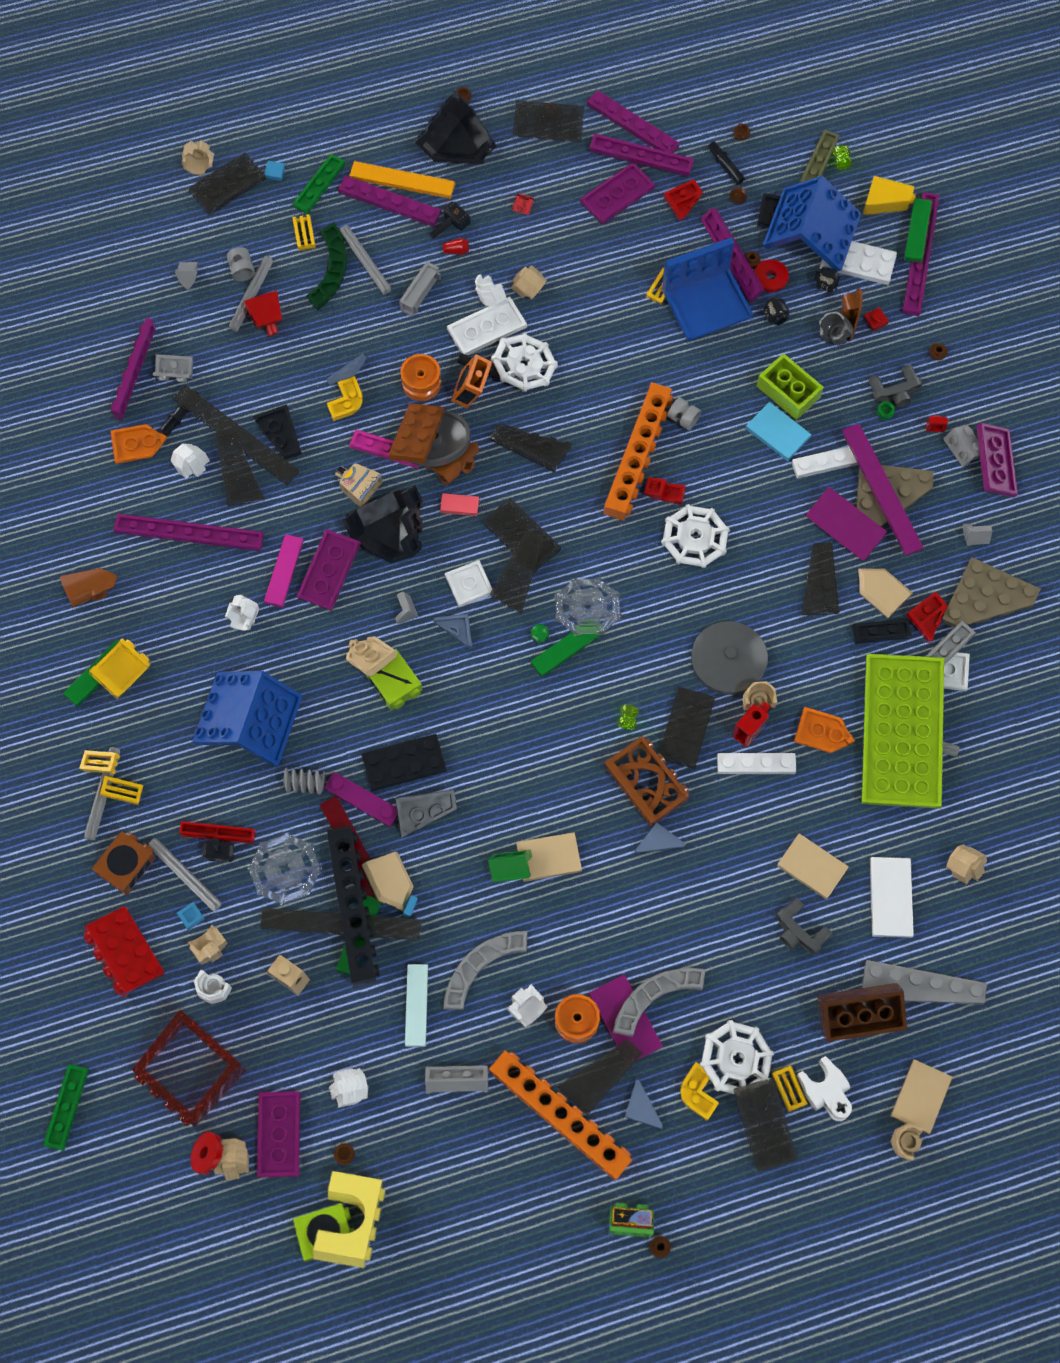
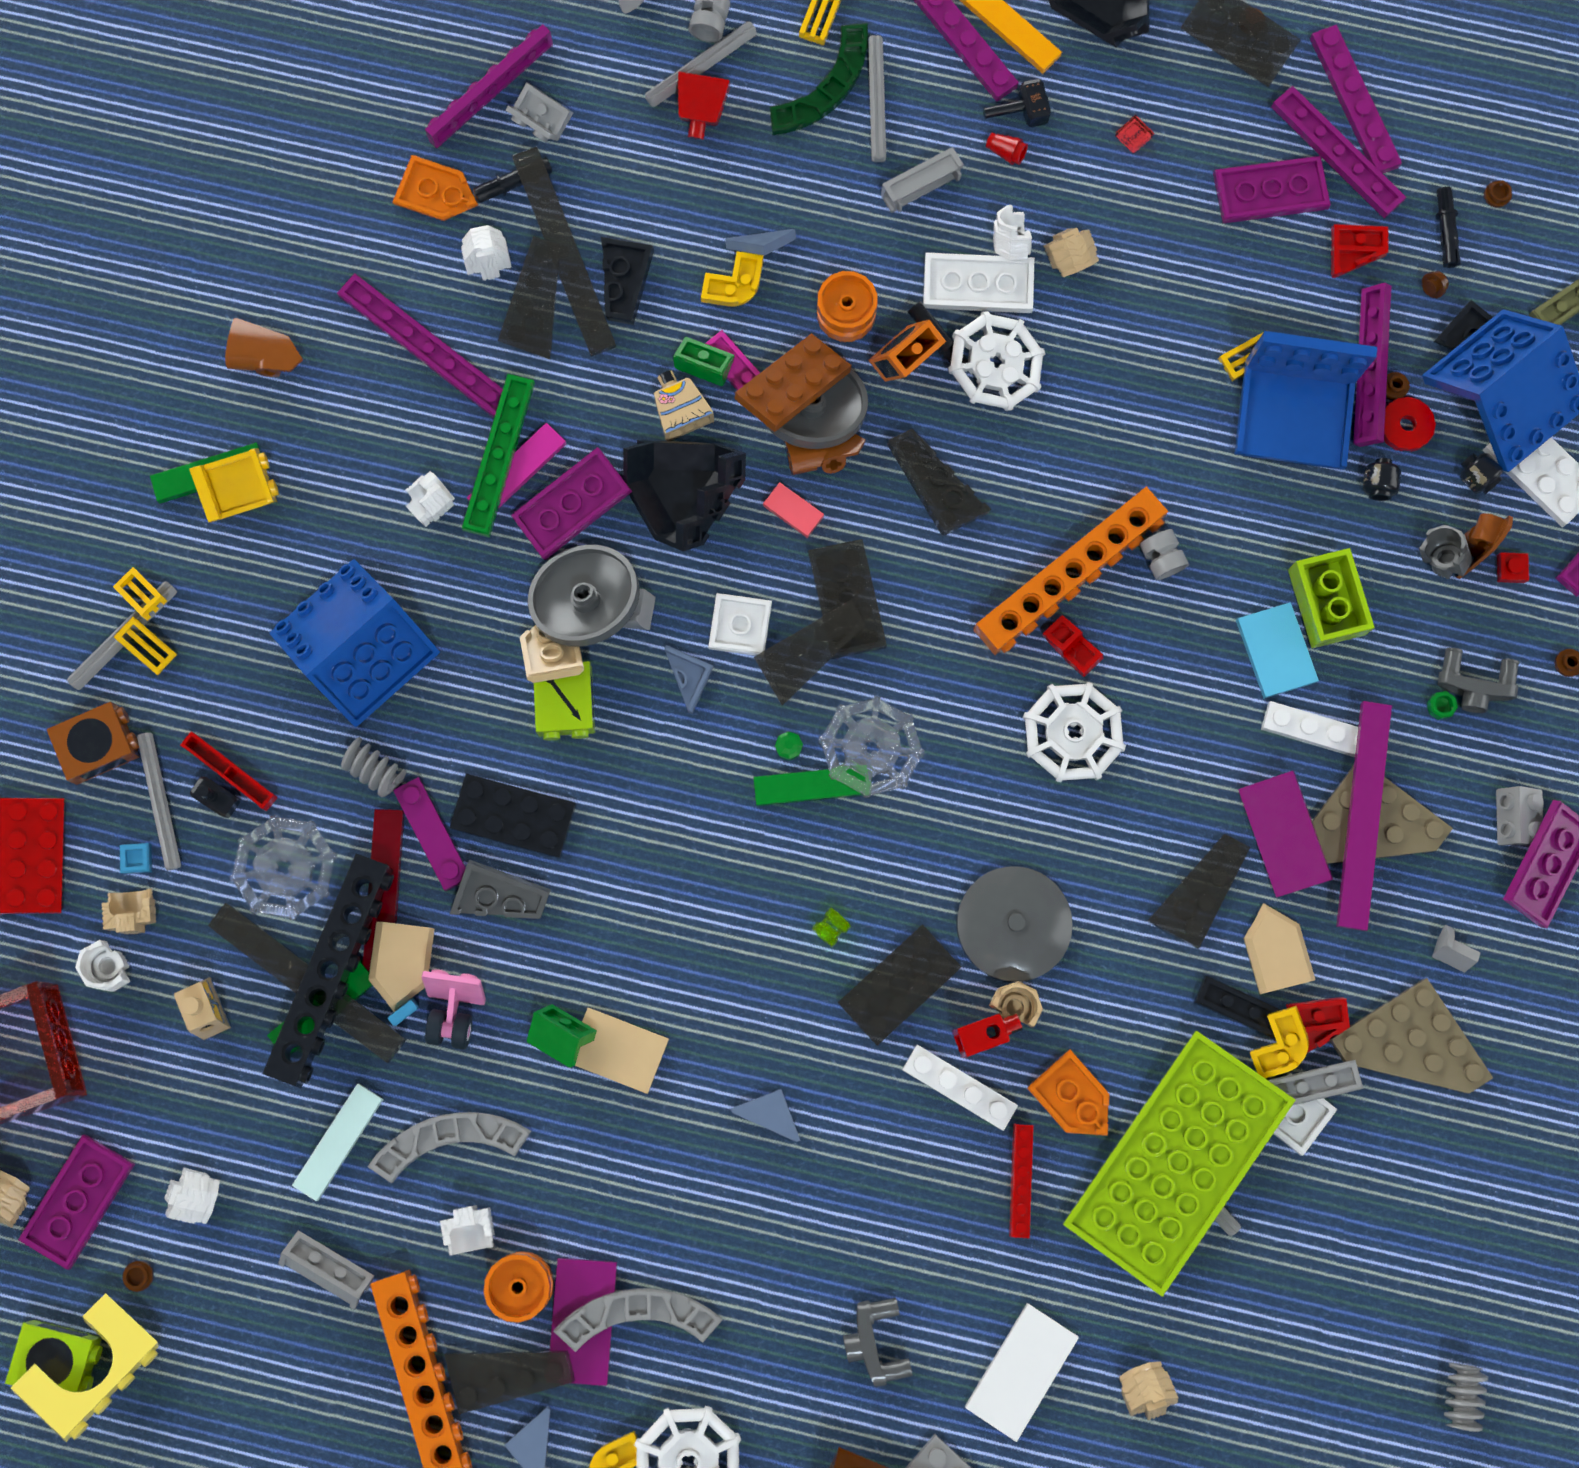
camera: 30 degrees right, 10 degrees up
(268, 567) = (498, 455): none -> green tile
(356, 451) = (703, 361): none -> green slope
(369, 614) = (583, 595): none -> dark grey dish
(431, 875) = (455, 989): none -> bright pink plate
(647, 807) = (772, 998): dark orange fence -> none
(812, 866) = (945, 1268): tan tile -> none
(823, 793) = (1021, 1181): none -> red piece
(923, 634) = (1290, 1046): none -> yellow plate
(936, 424) = (1500, 765): red plate -> none

